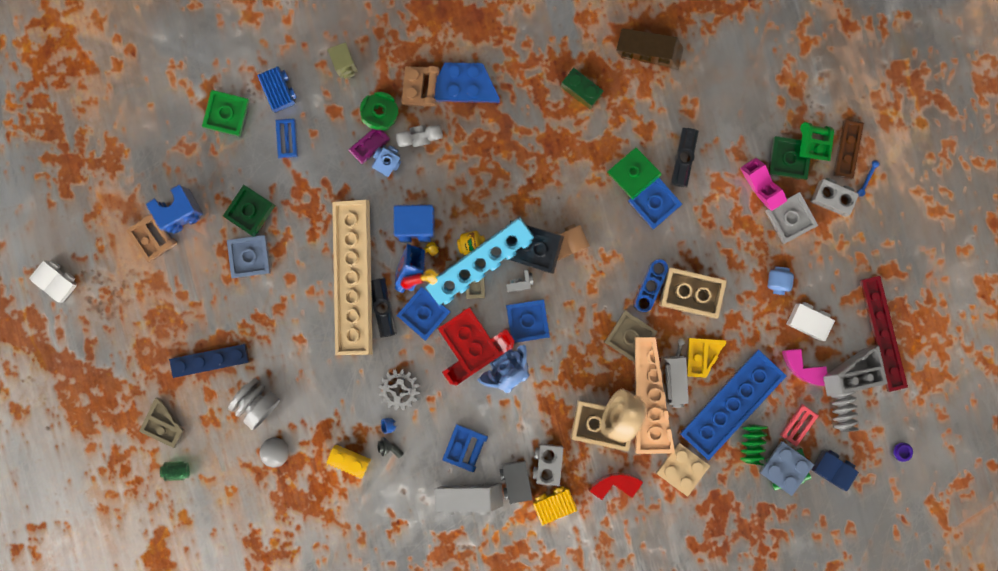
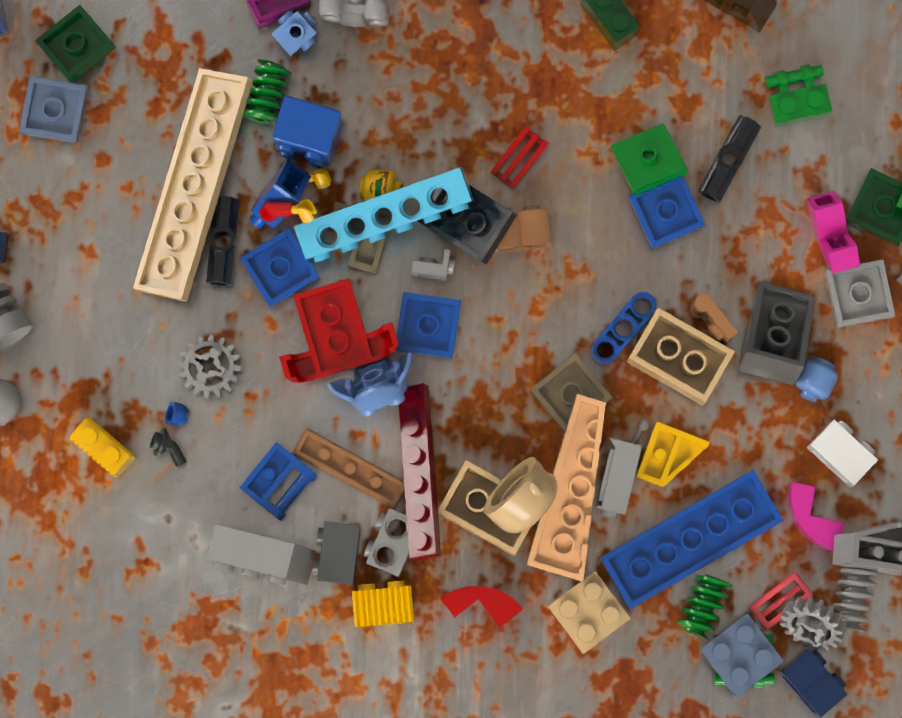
camera: 20 degrees right, 5 degrees down
(380, 204) = (266, 92): none -> green piece
(507, 425) = (350, 468): none -> medium nougat tile
(552, 418) = (419, 474): none -> plate
(558, 181) = (534, 138): none -> red tile
(709, 266) = (717, 323): none -> medium nougat plate
(716, 108) = (799, 103): none -> green plate
(747, 259) = (777, 334): none -> dark grey slope
(825, 435) = (812, 622): none -> light grey gear

